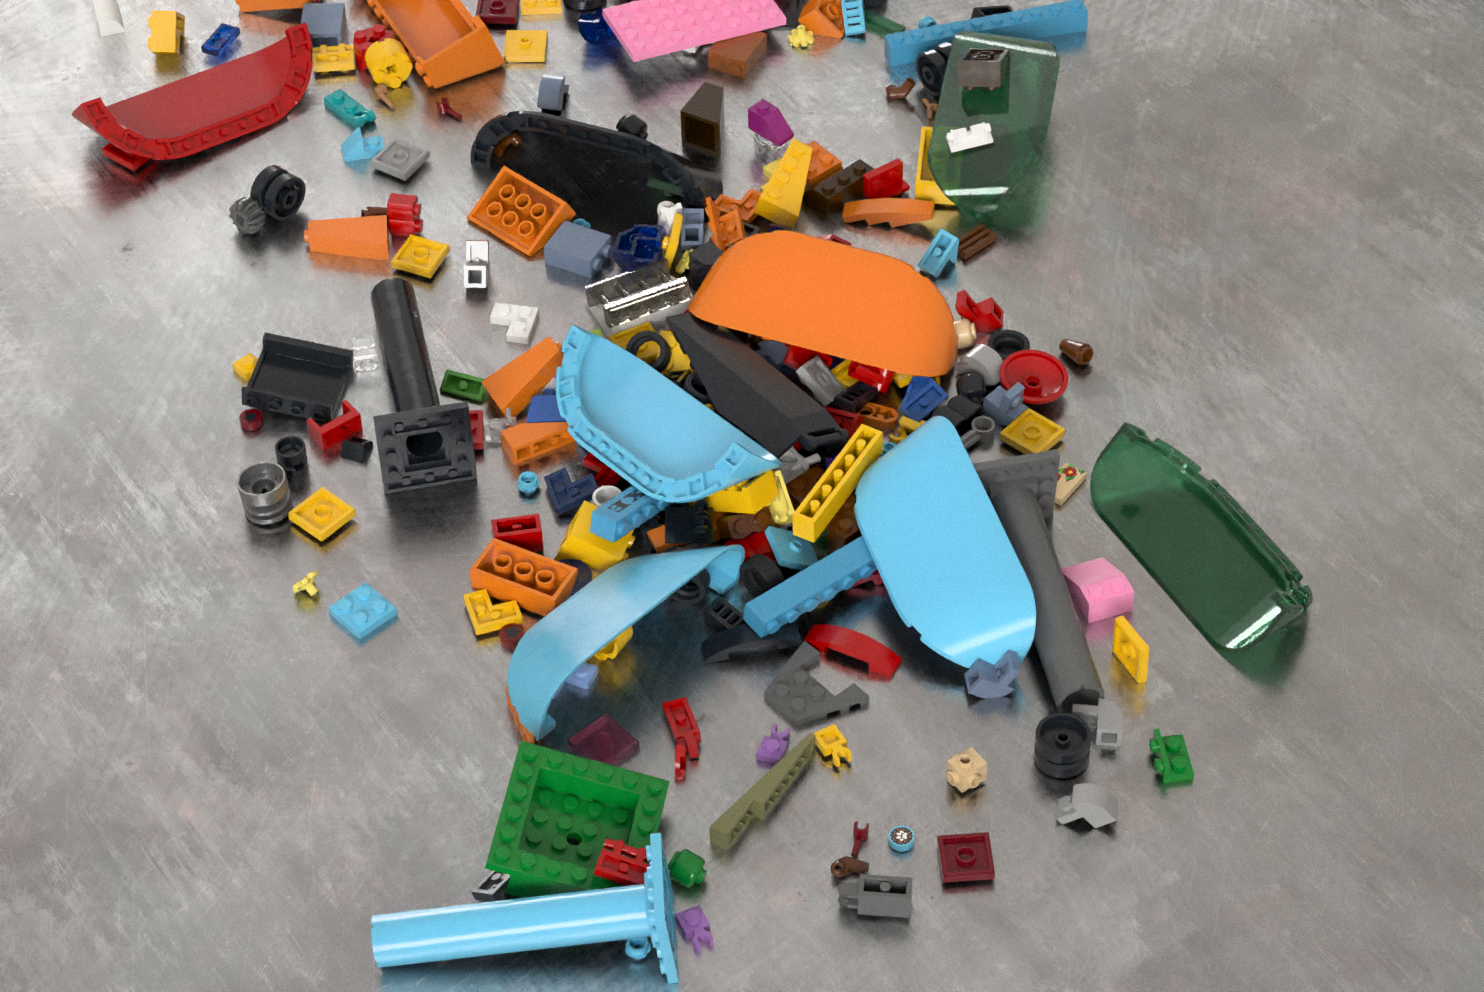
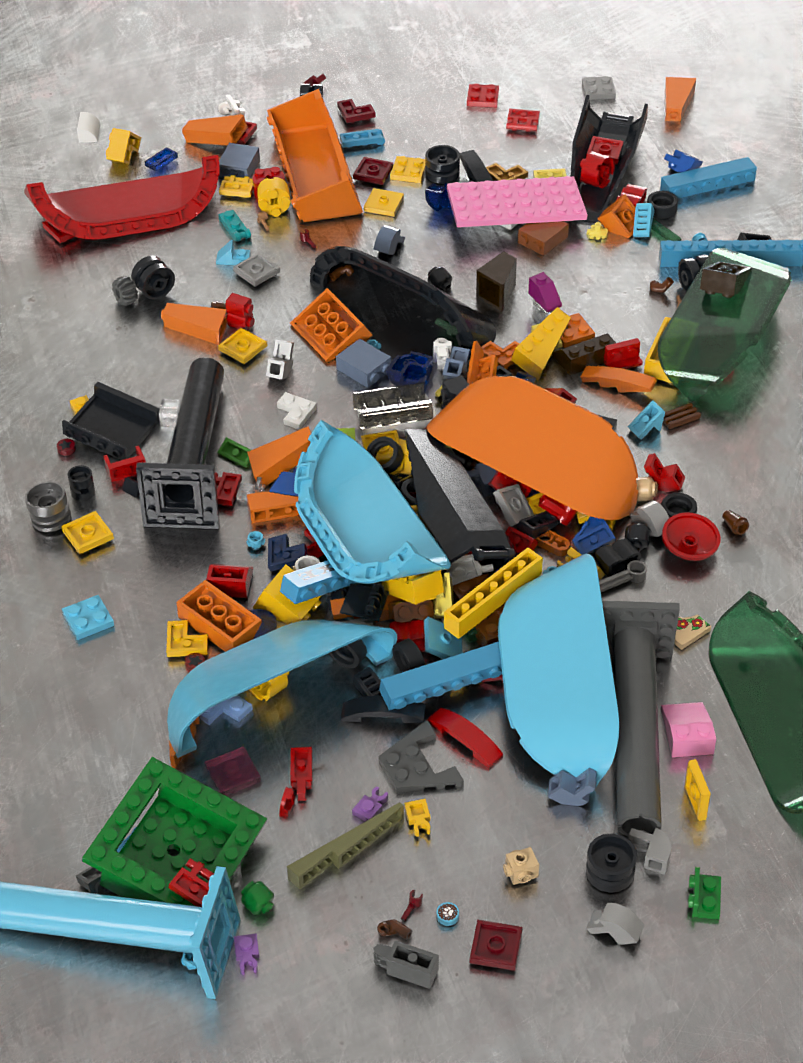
camera: 15 degrees right, 0 degrees up
(307, 584) = (53, 586): light yellow plant -> none
(671, 241) = (435, 371): yellow plate -> none
(963, 139) = (688, 331): white hinge -> none
(1005, 405) = (659, 555): sand blue brick -> none
(1032, 433) = (676, 583): yellow plate -> none

